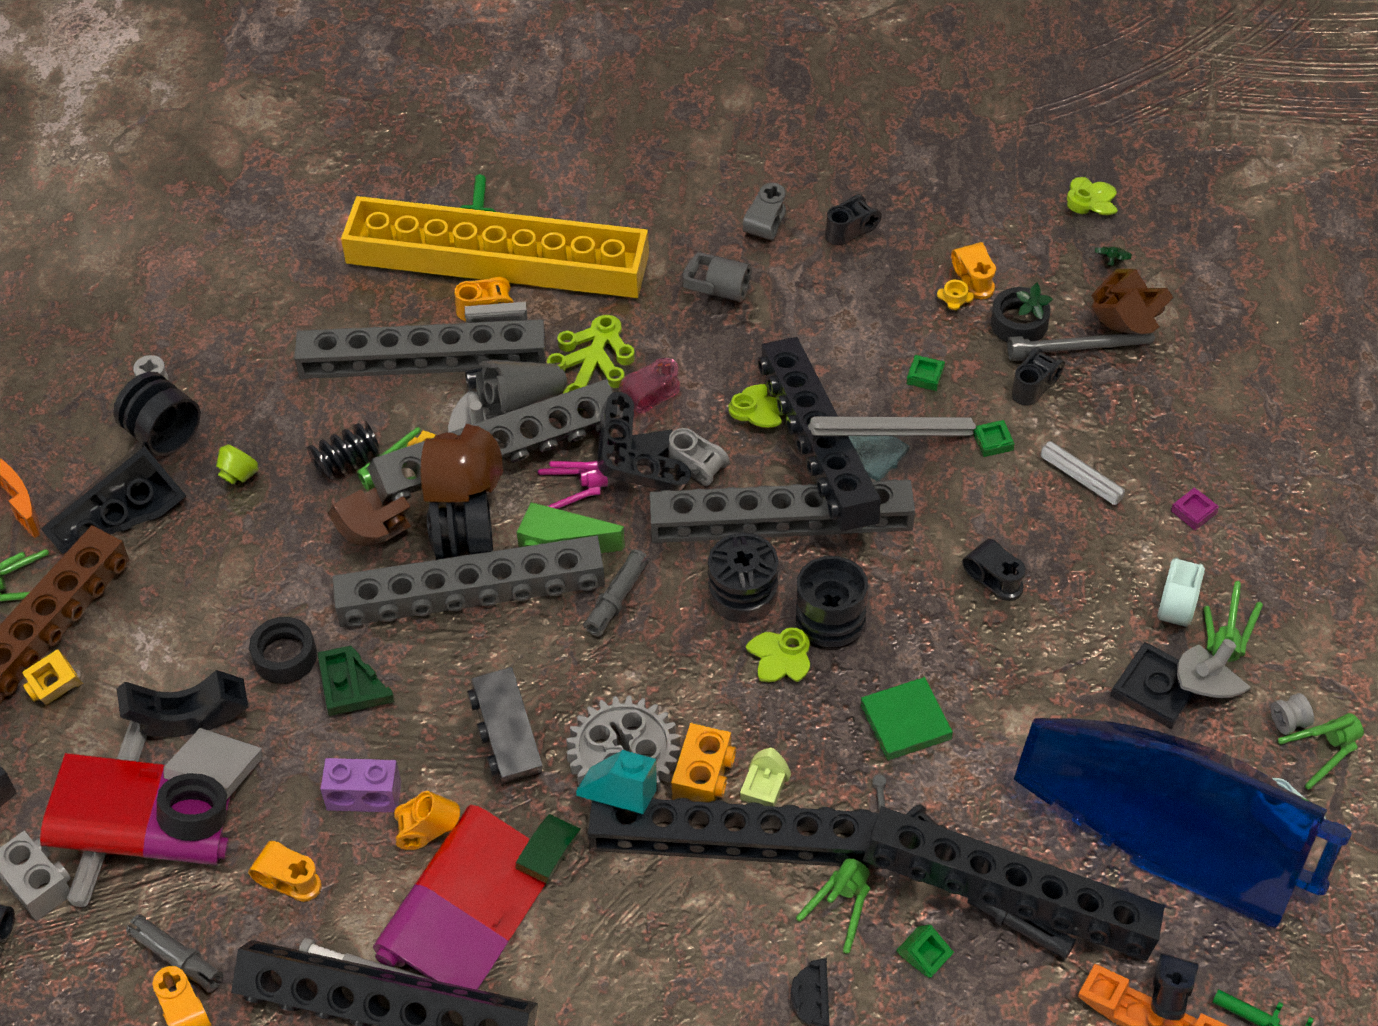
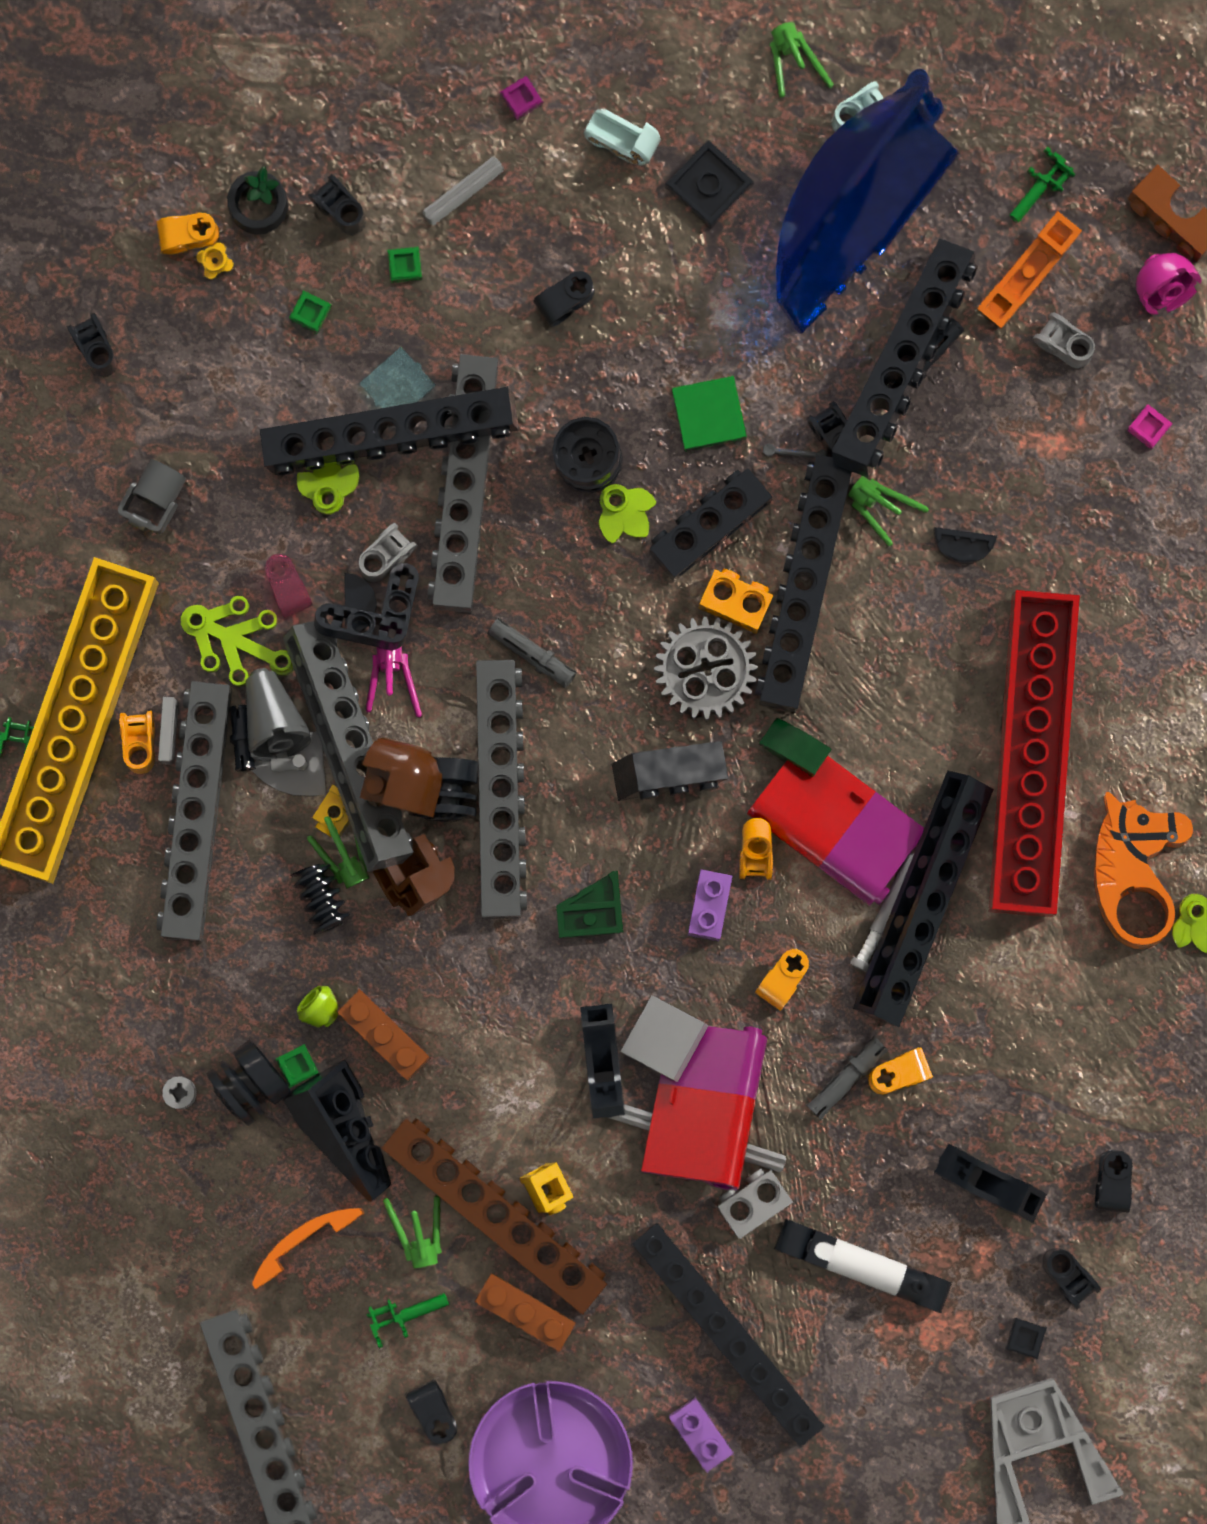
camera: 85 degrees left, 30 degrees up
(180, 462) = (297, 1066): none -> green tile
(190, 826) = (706, 1036): black tyre -> none
(191, 532) = (384, 1035): none -> dark orange arch
(277, 629) = (547, 946): black tyre -> none
(548, 525) = (456, 700): bright green slope -> none
(621, 781) = (757, 674): teal slope -> none
(743, 577) = (532, 545): black wheel -> none
(762, 727) = (677, 561): none -> black brick
(765, 778) = (754, 550): yellowish green tile -> none
(766, 212) = (73, 434): dark grey piece -> none
(891, 426) = (401, 358): light grey axle -> none
(925, 950) = (936, 444): green slope -> none
(1019, 348) = (299, 211): dark grey piece -> none
(1088, 196) = (101, 86): lime plate -> none
(1112, 253) = (189, 88): dark green plant -> none
(1128, 304) = (272, 93): reddish brown brick -> none
(1172, 986) = (1006, 250): black piece -> none
(1207, 674) = (711, 138): light grey shield -> none
(1229, 631) = (678, 109): bright green plant -> none
(1292, 713) = (763, 77): light grey wheel -> none

